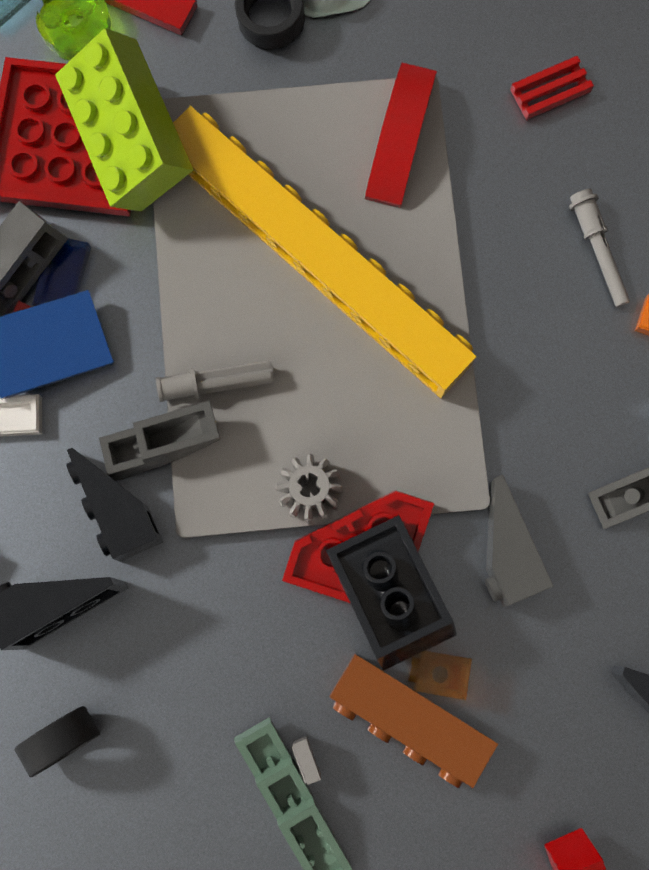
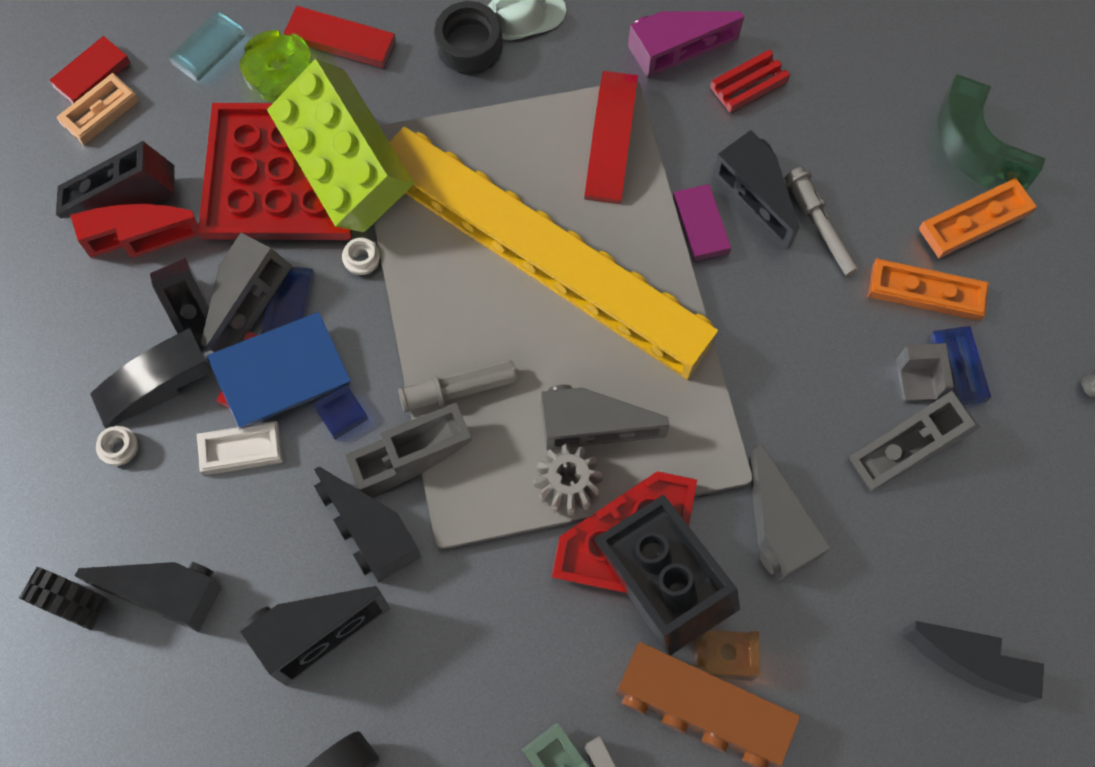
camera: 10 degrees left, 10 degrees down
(101, 391) = (340, 411): none -> clear blue tile
(130, 227) = (358, 247): none -> white plate
(334, 428) = (591, 418): none -> dark grey slope
(479, 235) = (701, 223): none -> magenta tile
(483, 32) = (679, 36): none -> magenta slope
(540, 194) = (755, 178): none -> black slope

